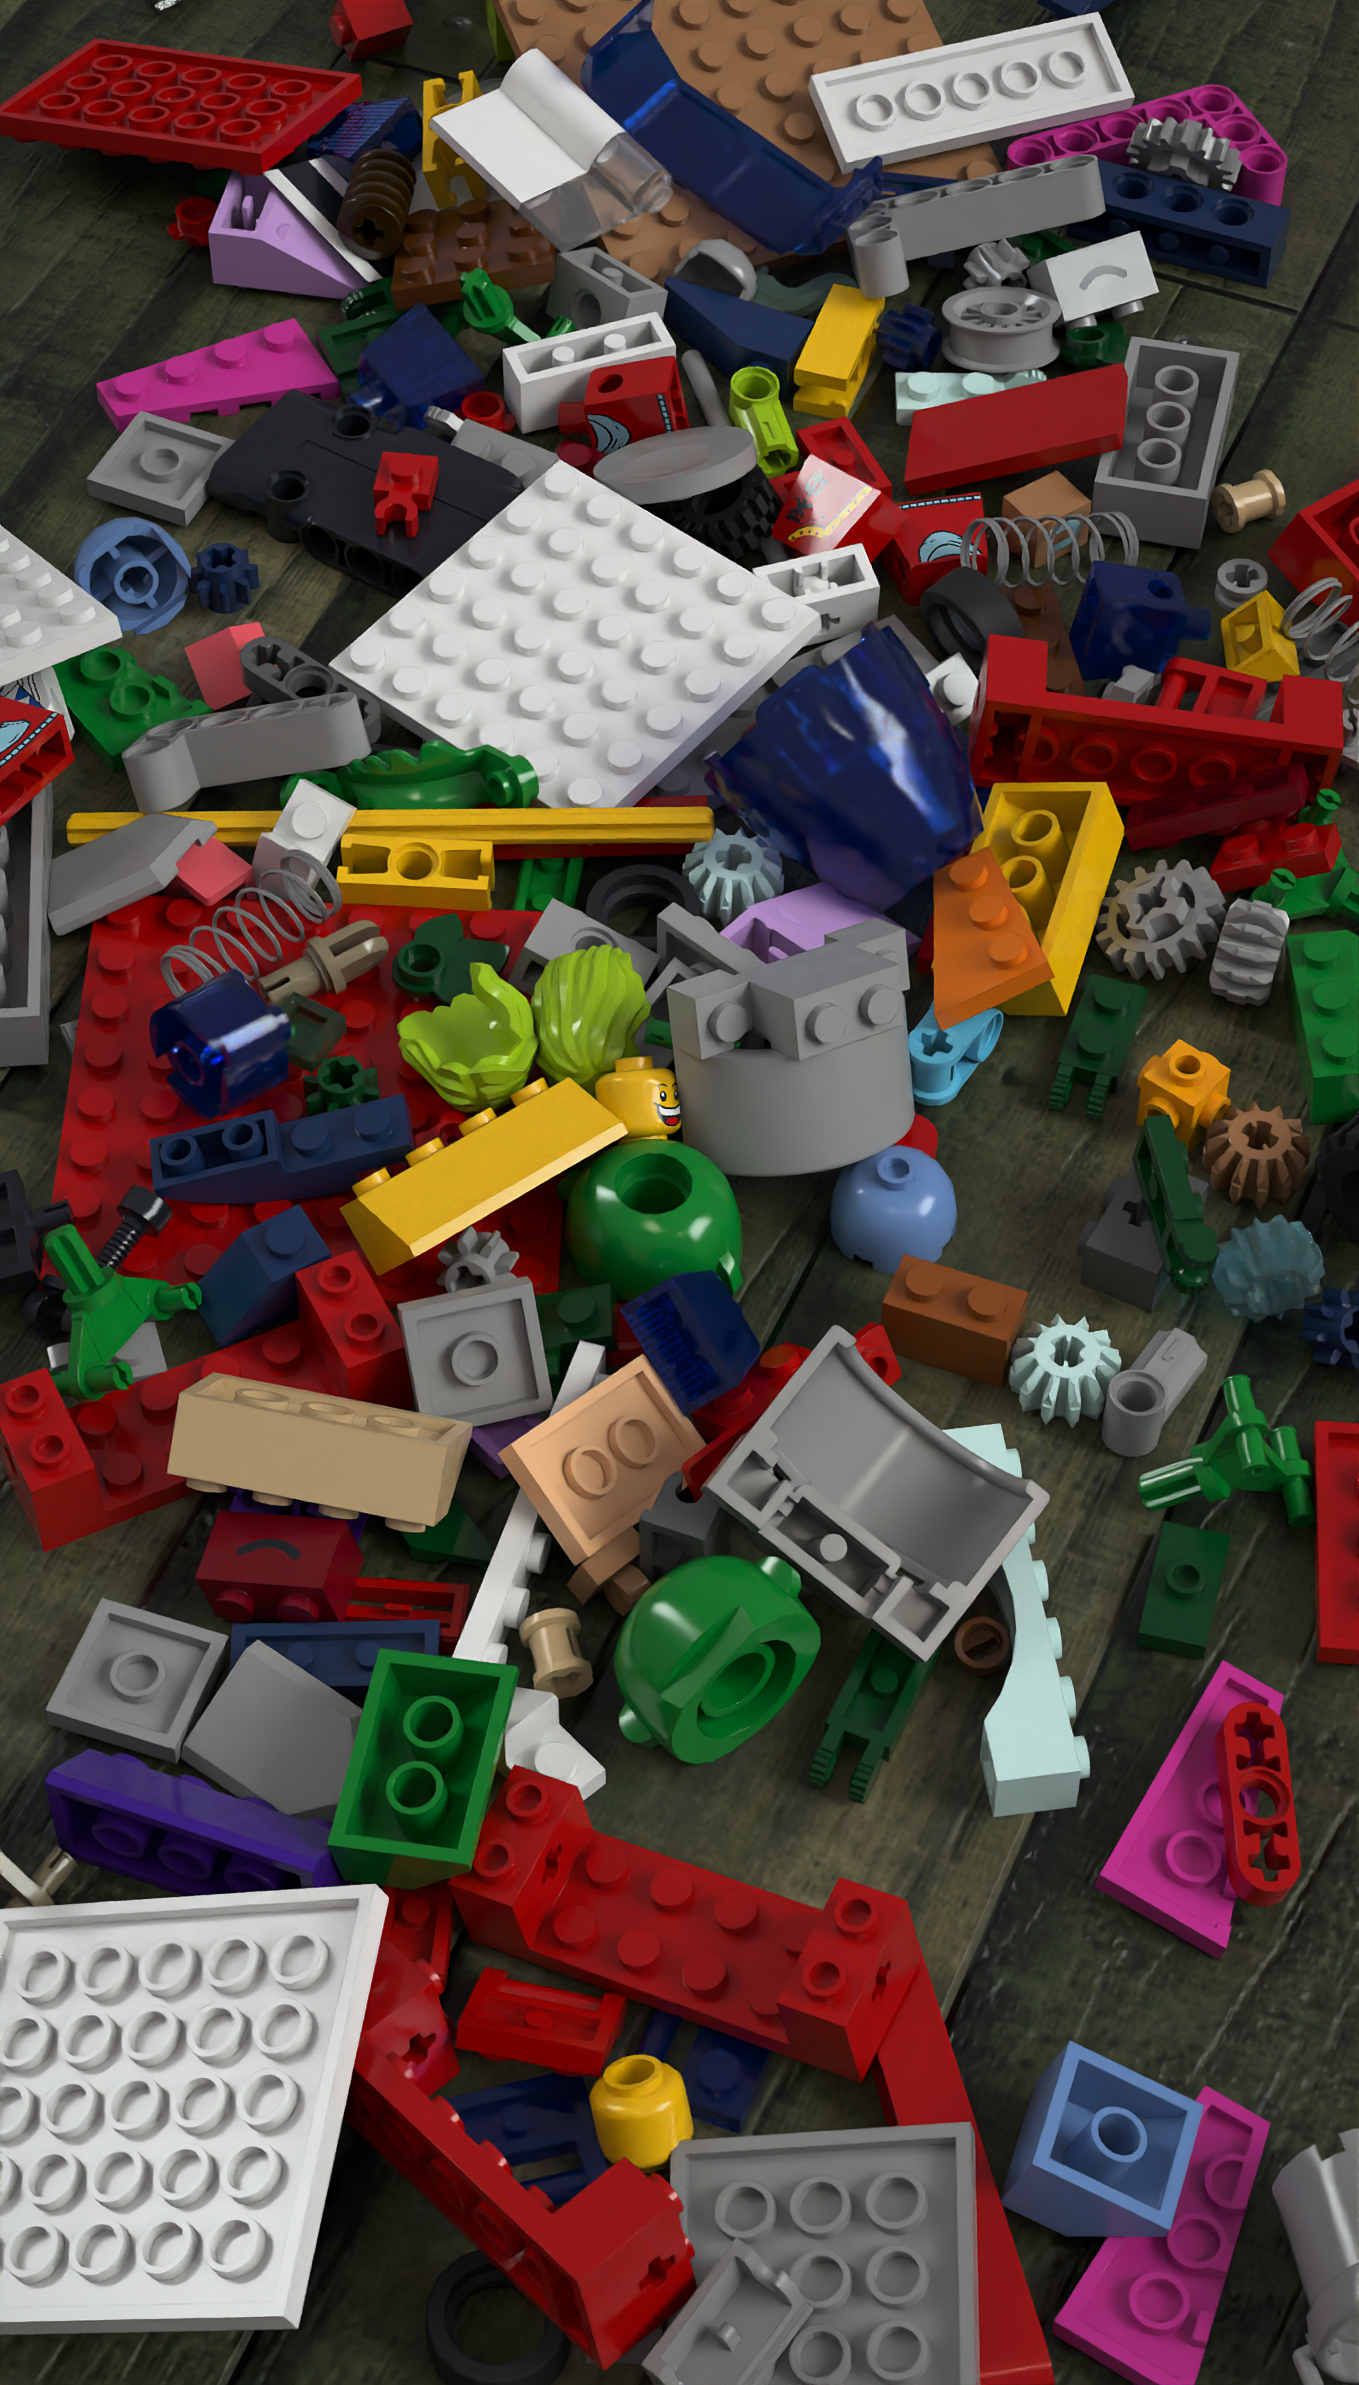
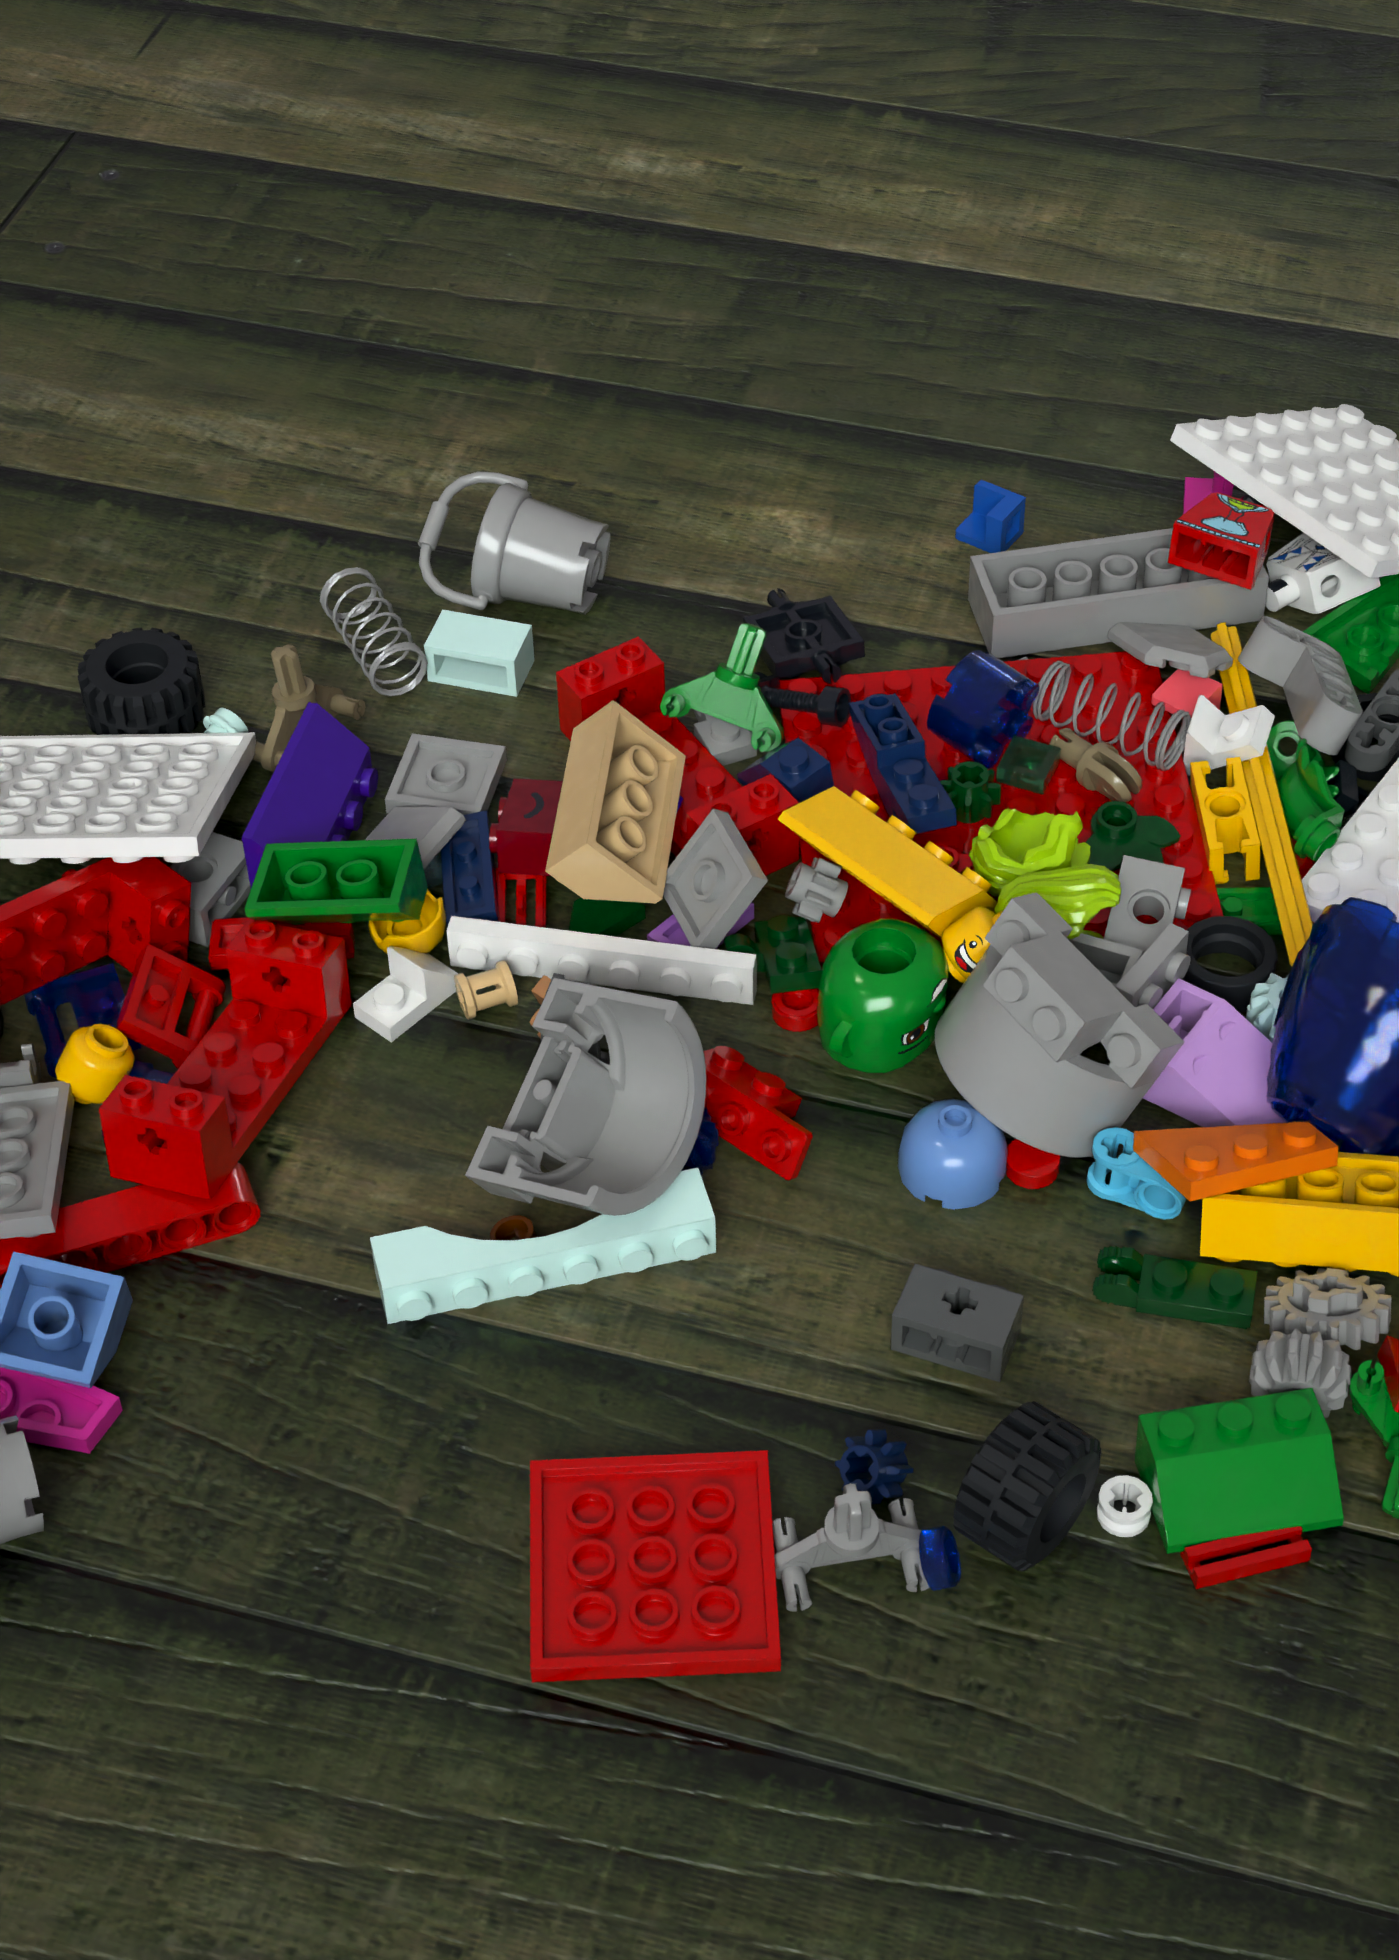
camera: 85 degrees right, 5 degrees down
(603, 1458) = (639, 957): light nougat plate -> none
(693, 1337) = (771, 1019): clear blue torso -> none
(713, 1655) = (464, 1053): green piece -> none
(871, 1713) = (439, 1177): dark green hinge -> none
(953, 1320) = (832, 1194): dark orange brick -> none
(1063, 1370) = (797, 1275): light aqua gear -> none
(1150, 1391) = (784, 1334): light grey piece -> none
(1173, 1208) = (949, 1303): dark green hinge -> none
(1174, 1847) = (367, 1389): dark pink wing -> none
(1183, 1590) = (593, 1377): dark green plate -> none
(1187, 1087) = (1117, 1338): light orange brick -> none
(1237, 1460) = (696, 1375): green axle -> none
(1243, 1830) = (348, 1401): red beam -> none
(1256, 1155) = (1071, 1391): medium nougat gear -> none
(1268, 1268) = (921, 1401): clear light blue gear -> none

